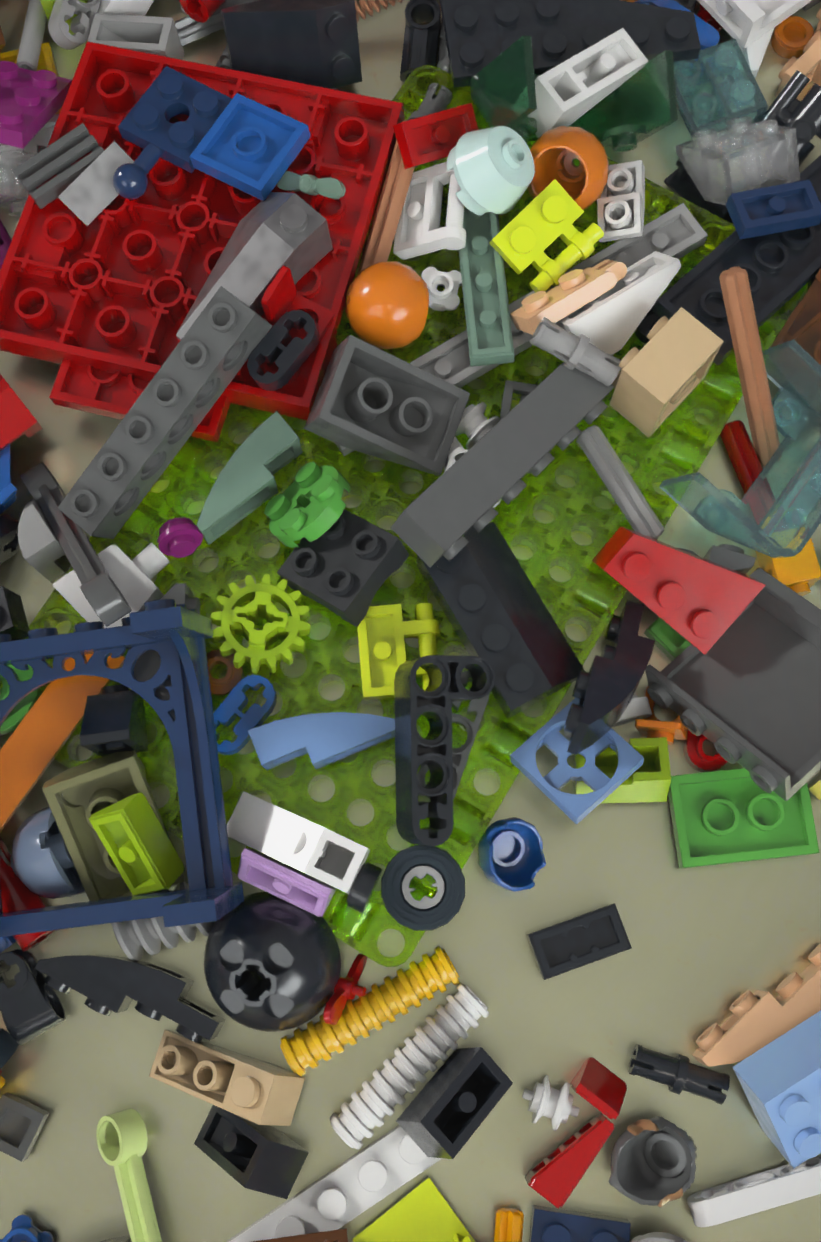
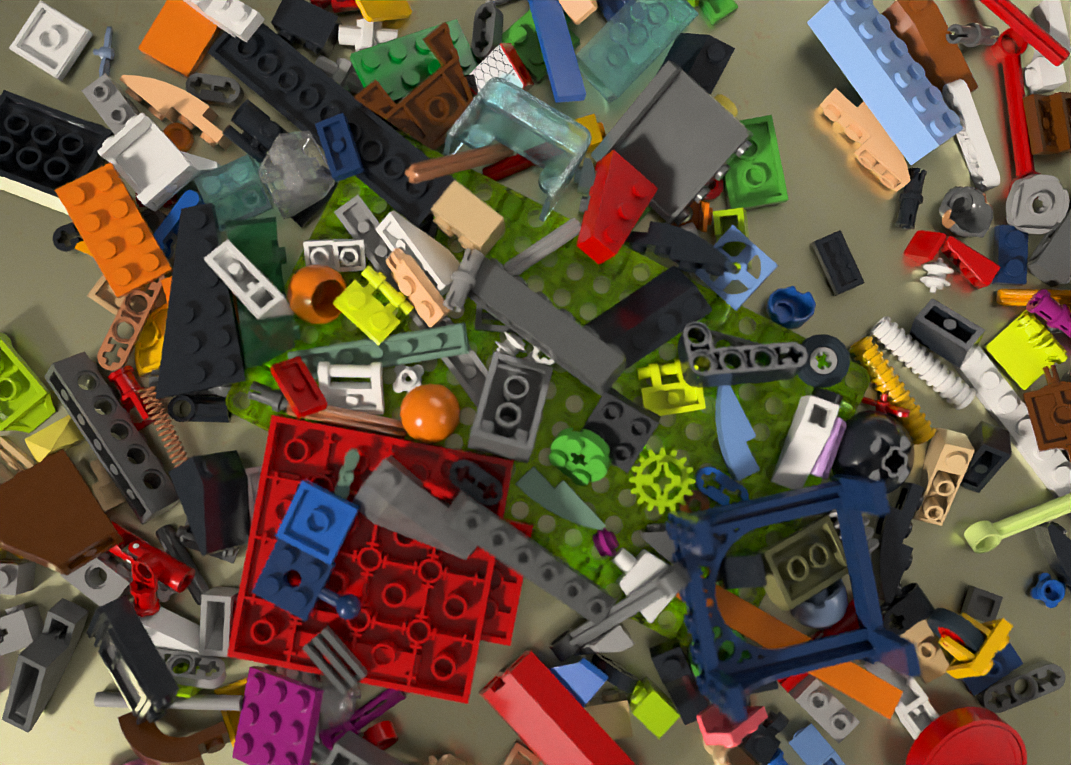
camera: 95 degrees left, 10 degrees up
(94, 186) = (351, 632): flat silver sticker -> none
(138, 845) = (814, 544): lime slope -> none
(491, 169) = (327, 346): light aqua cone -> none

